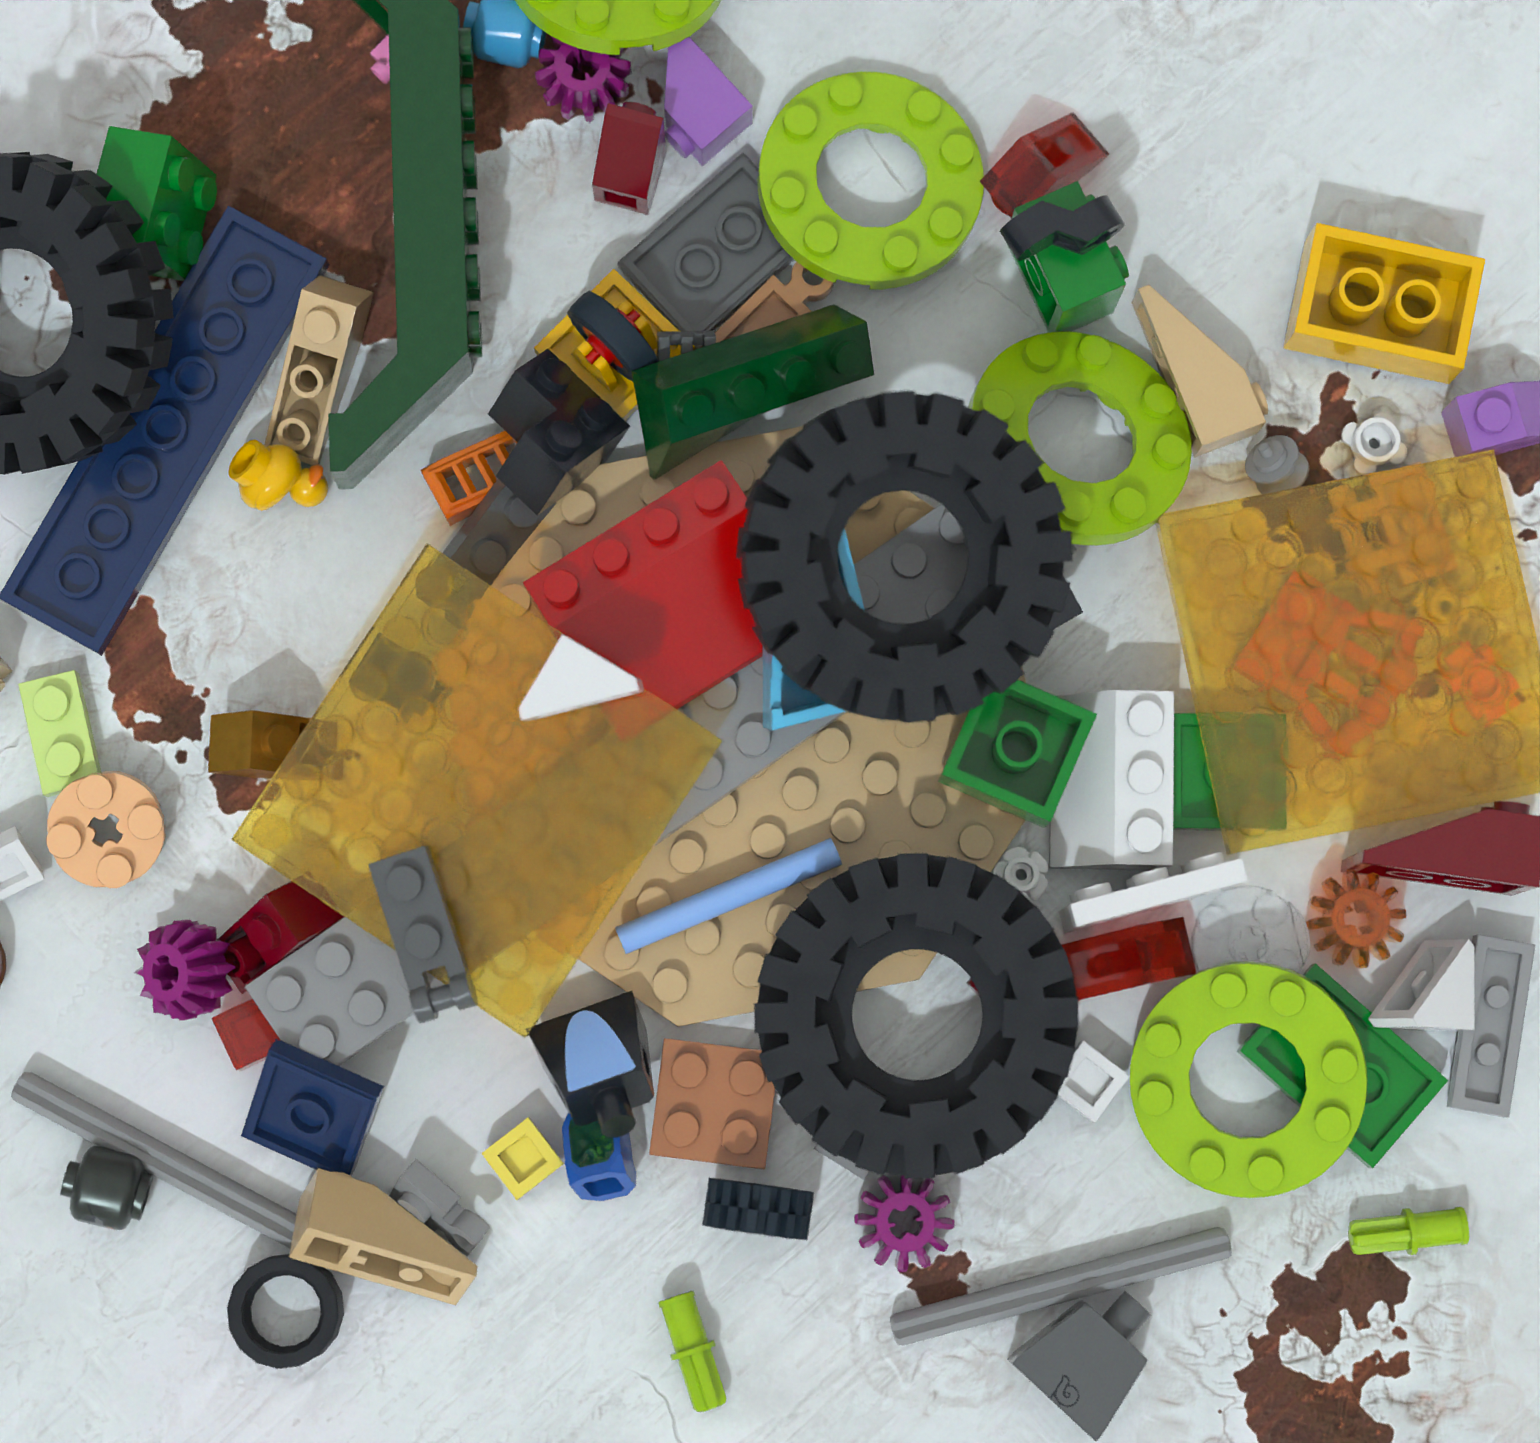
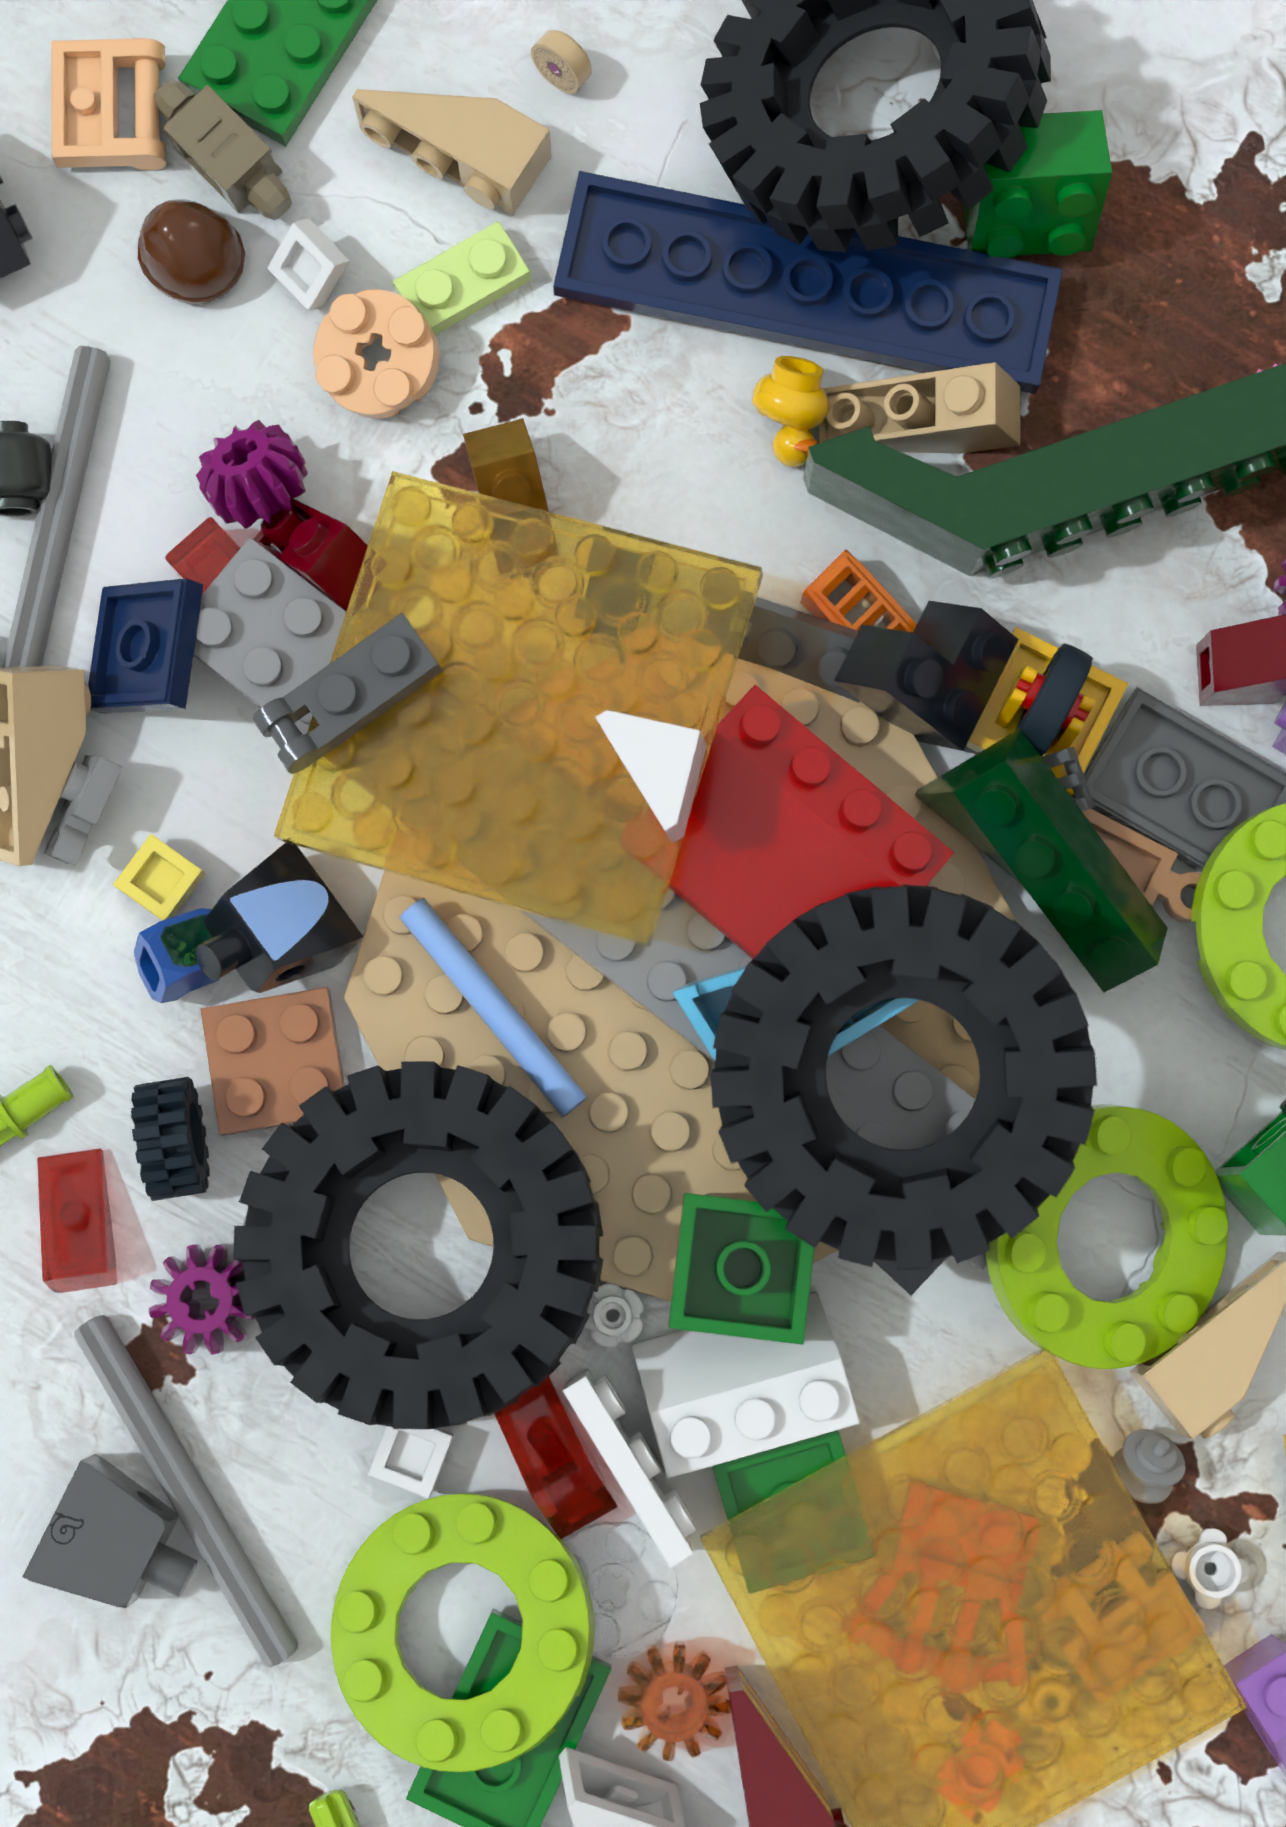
camera: 75 degrees right, 0 degrees up
(801, 1318) = (75, 1222): none -> clear red slope

